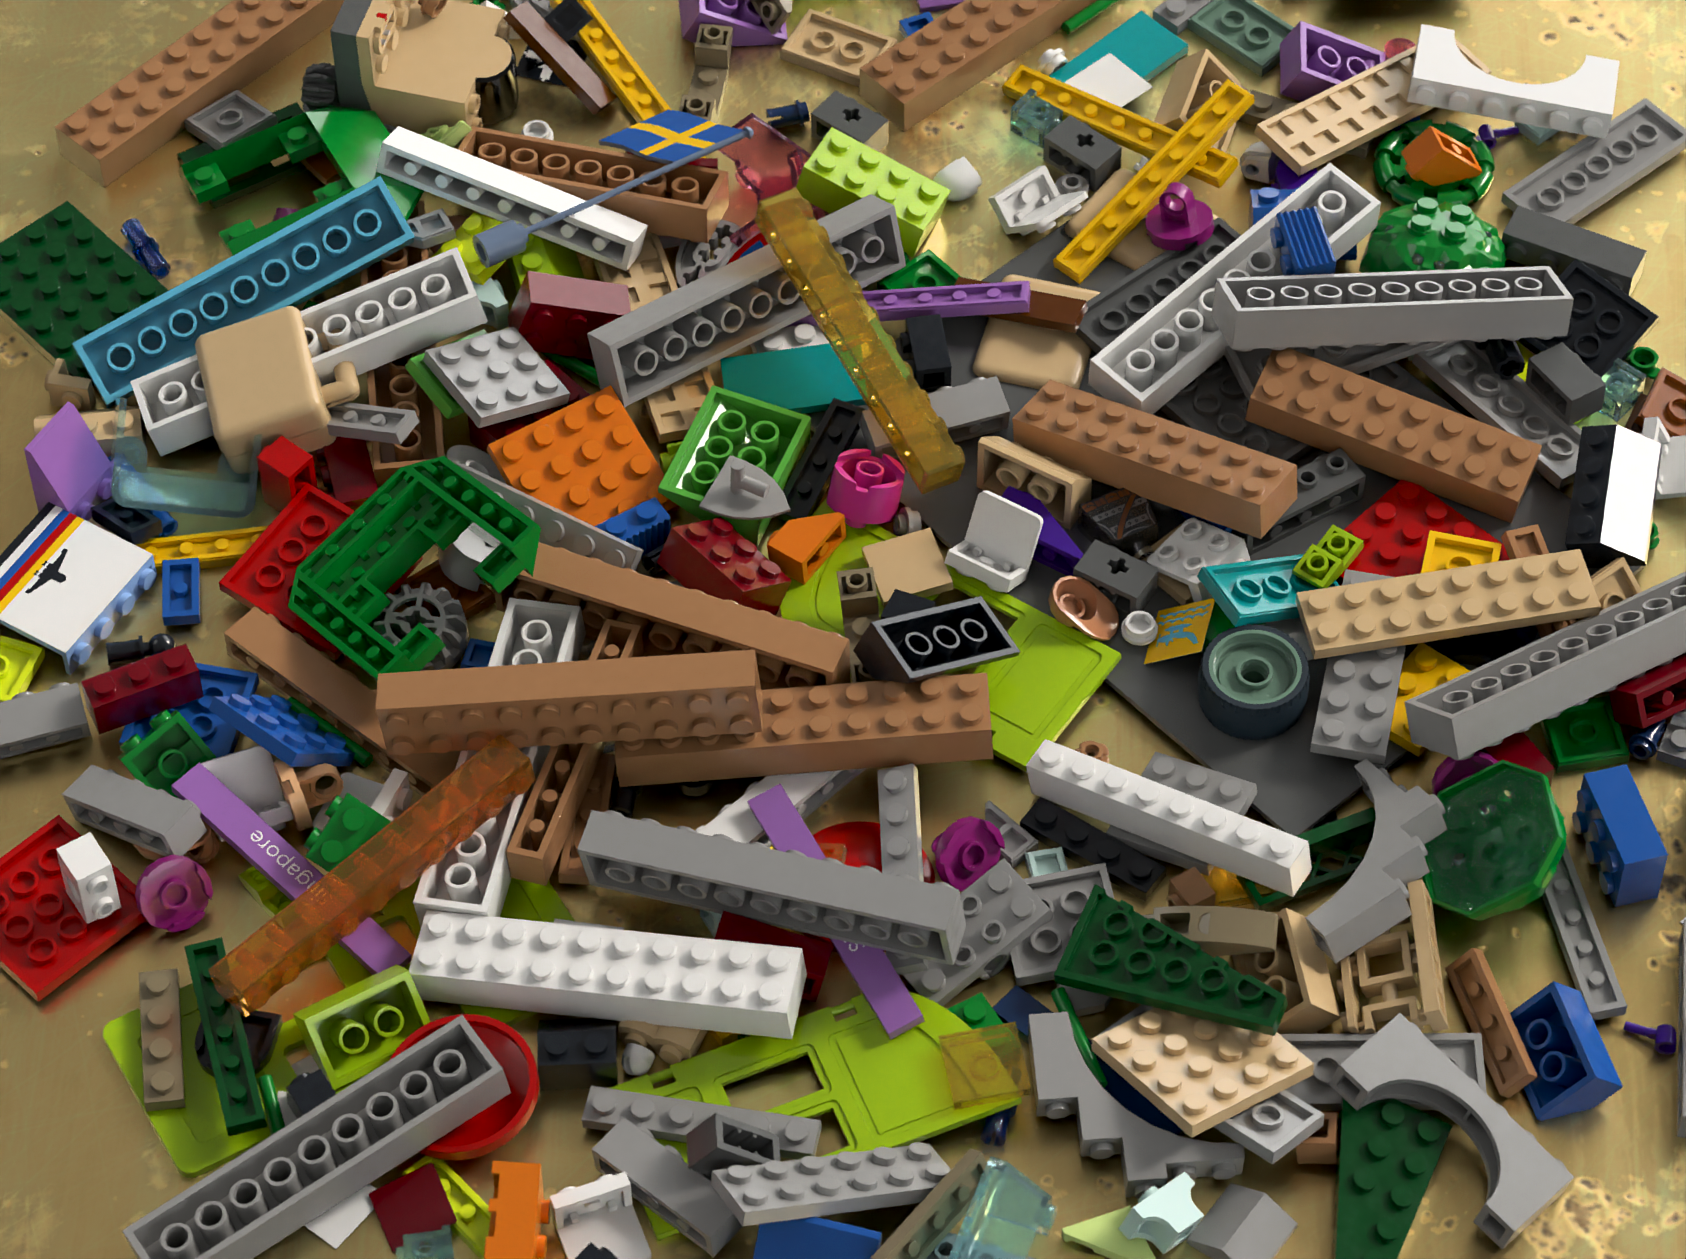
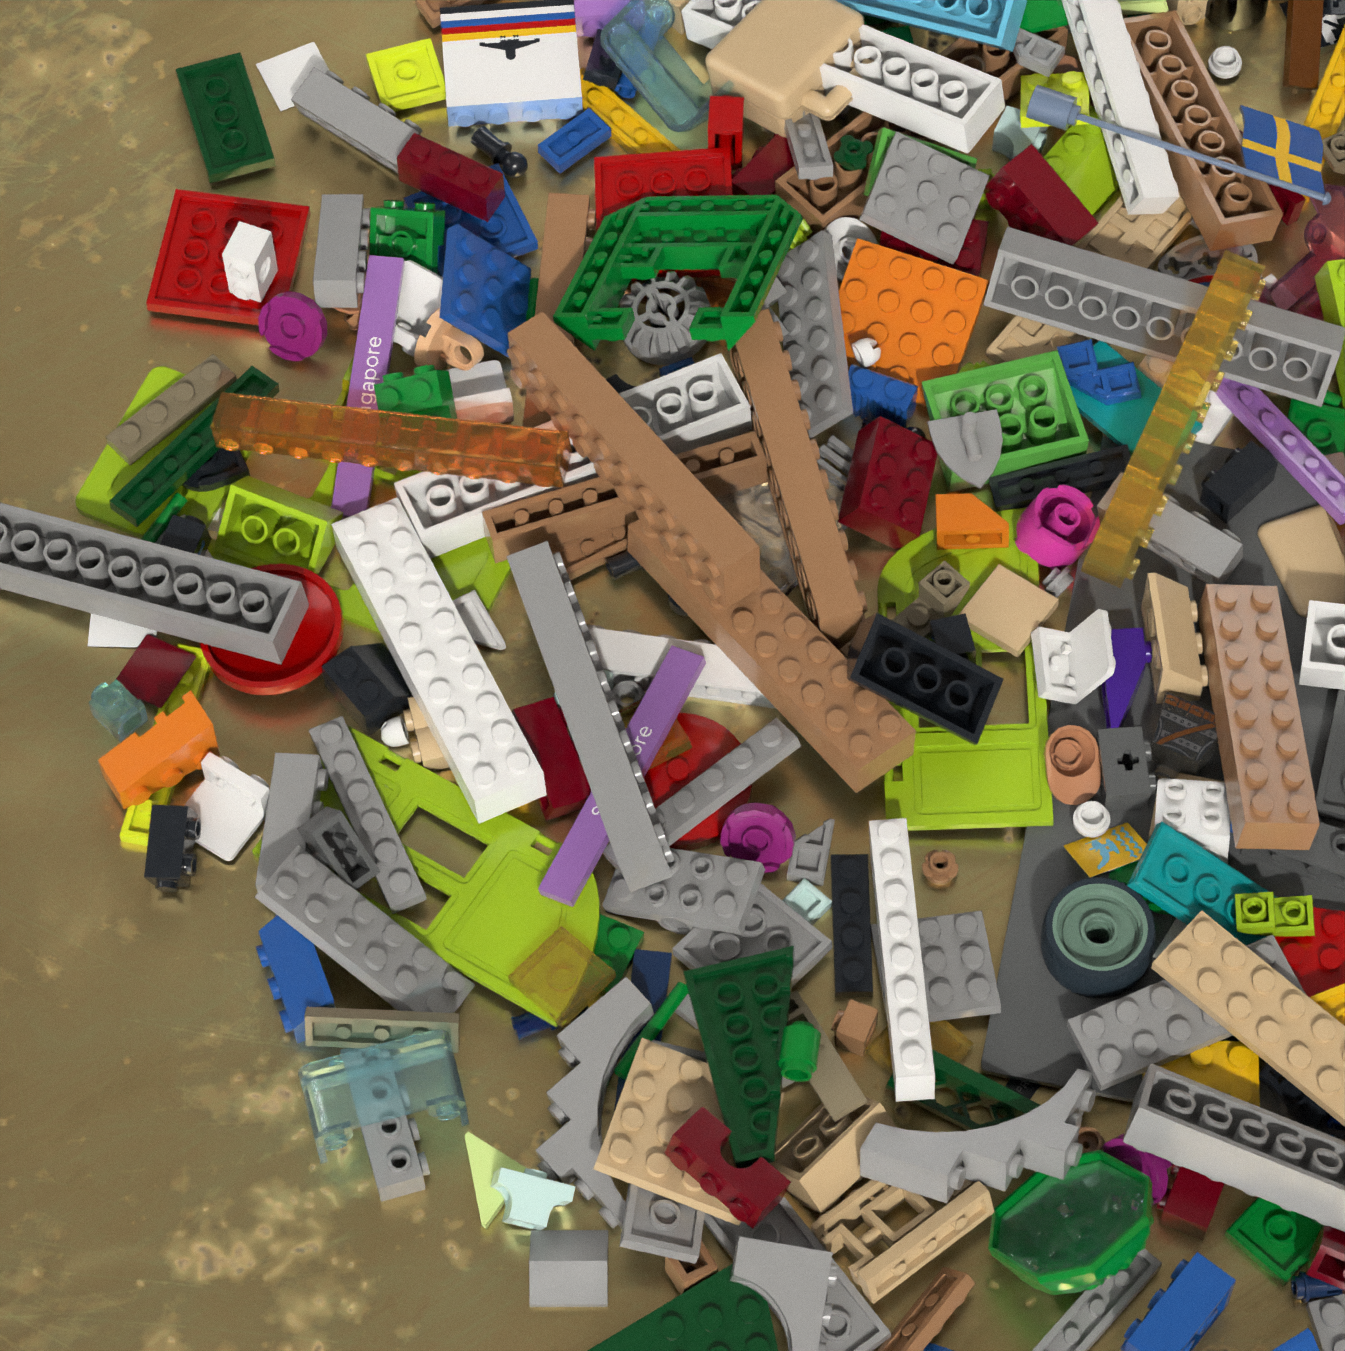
camera: 55 degrees right, 10 degrees up
(404, 397) = (850, 160): none -> dark green plate
(591, 510) = (865, 353): none -> white hinge
(767, 378) = (1106, 385): none -> blue tile
(1204, 927) = (799, 1051): none -> green brick
(1243, 1047) = (746, 1191): none -> dark red arch

